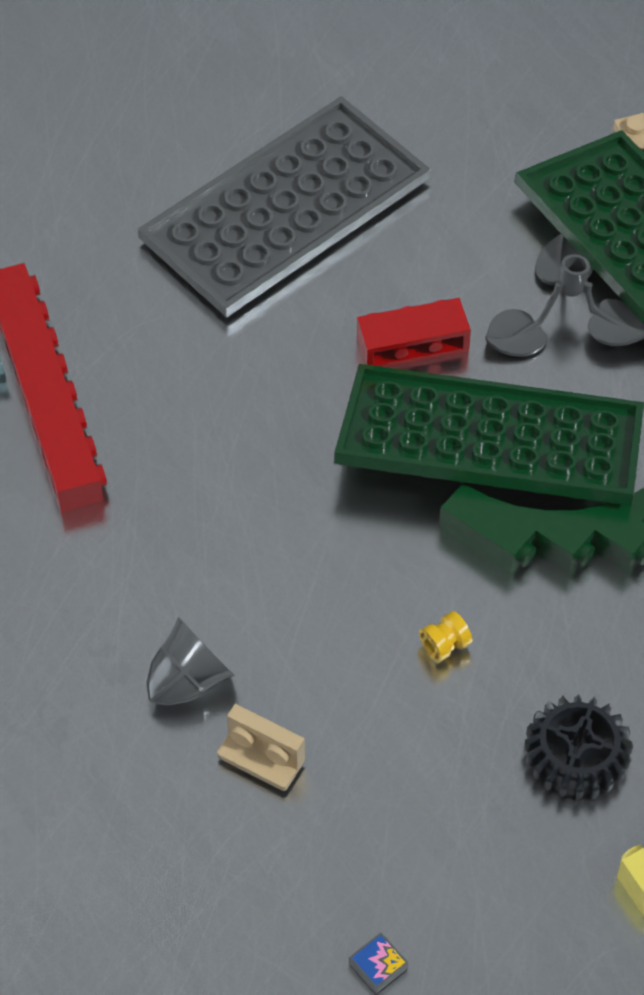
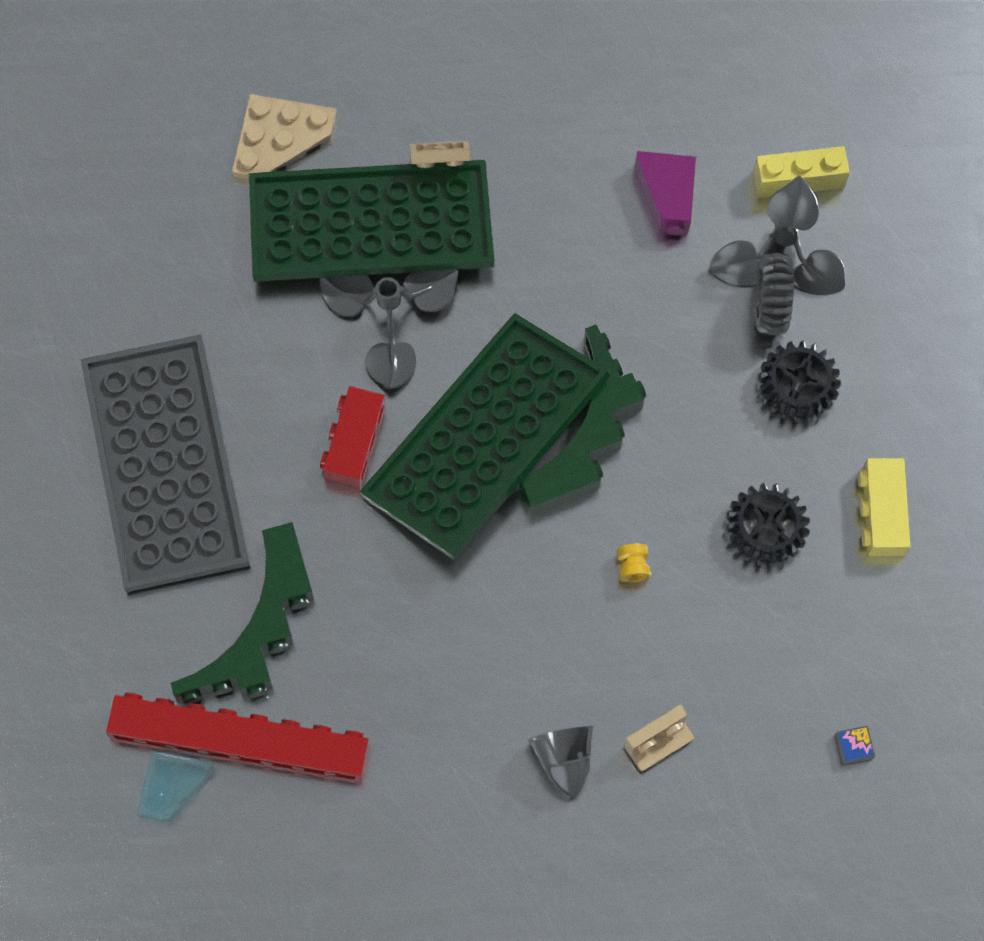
camera: 65 degrees left, 15 degrees up
(171, 356) = (268, 630): none -> dark green arch

